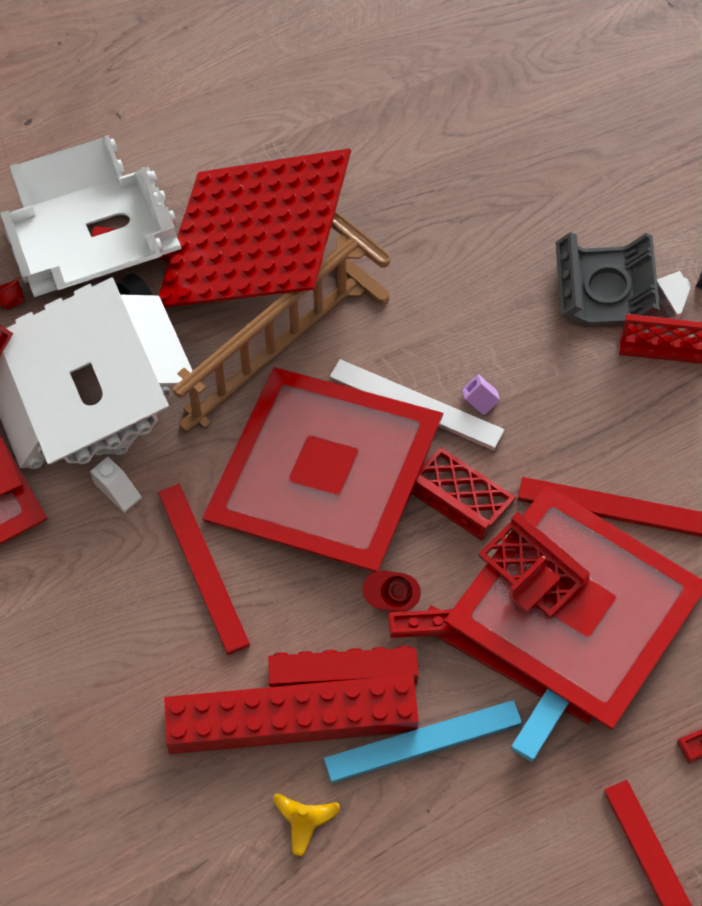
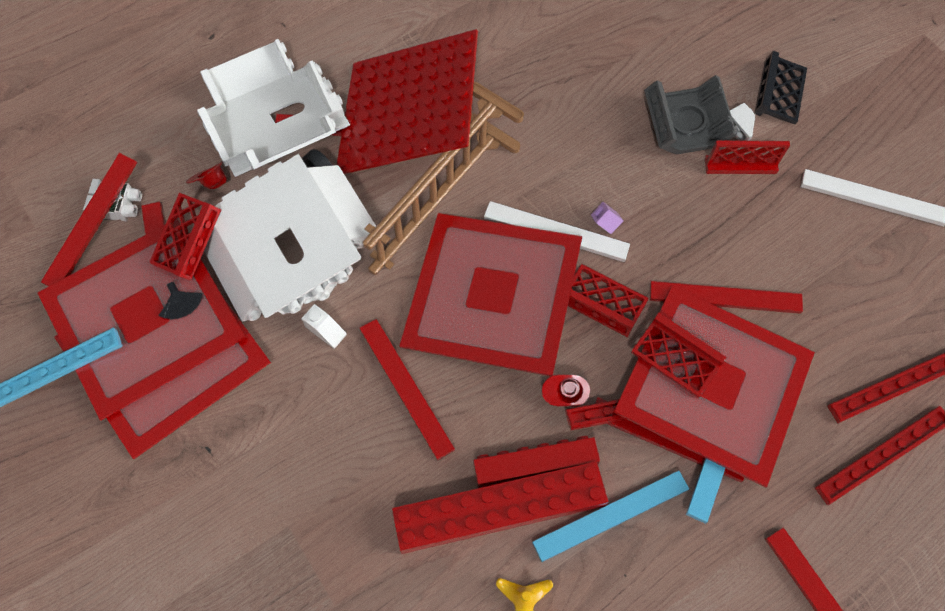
camera: 10 degrees left, 5 degrees up
(533, 585) = (683, 374): red panel -> none

